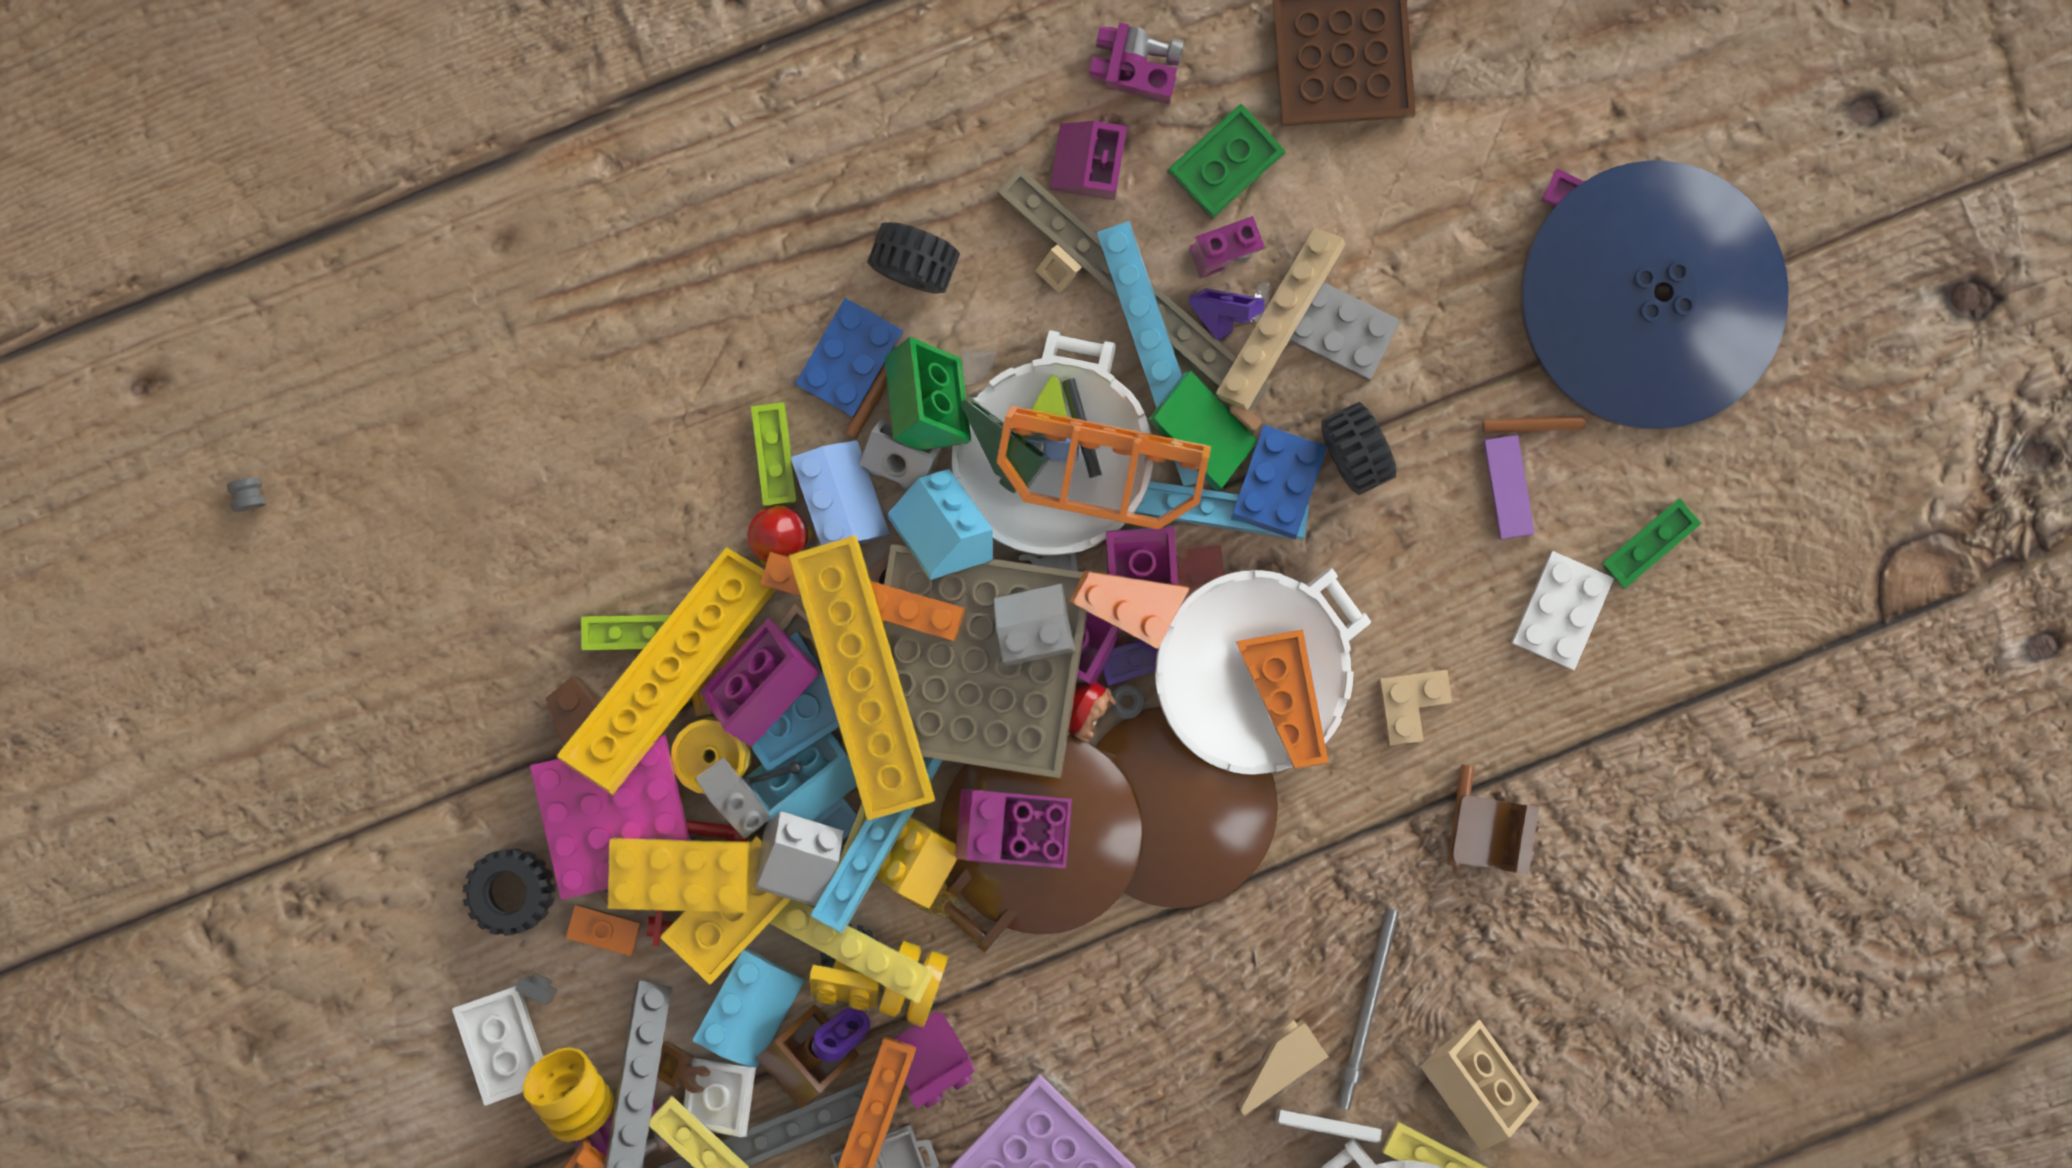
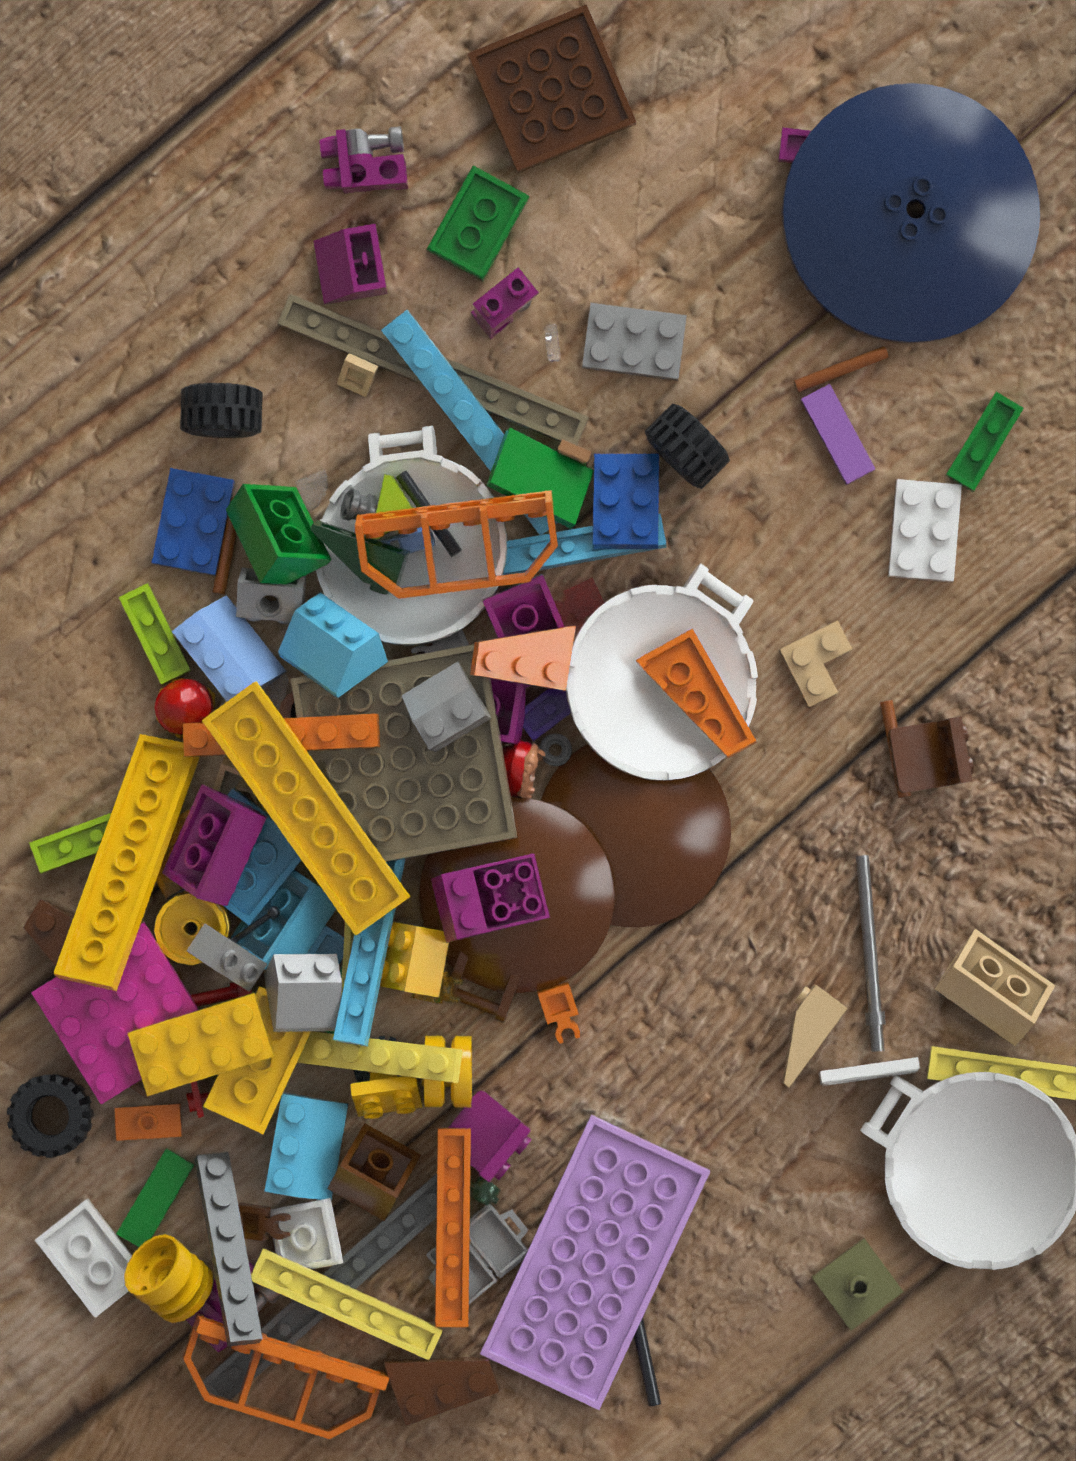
camera: 15 degrees left, 0 degrees up
(537, 988) = (106, 1194): dark grey plate -> none
(584, 1007) = (155, 1198): none -> green tile
(838, 1036) = (393, 1146): dark purple plate -> none
(909, 1114) = (484, 1191): none -> clear green plate
(1014, 394) = (357, 504): none -> dark grey wheel
(1044, 955) = (559, 1007): none -> orange plate
(1222, 309) = (520, 360): dark purple slope -> none
(1280, 318) = (576, 351): tan plate -> none

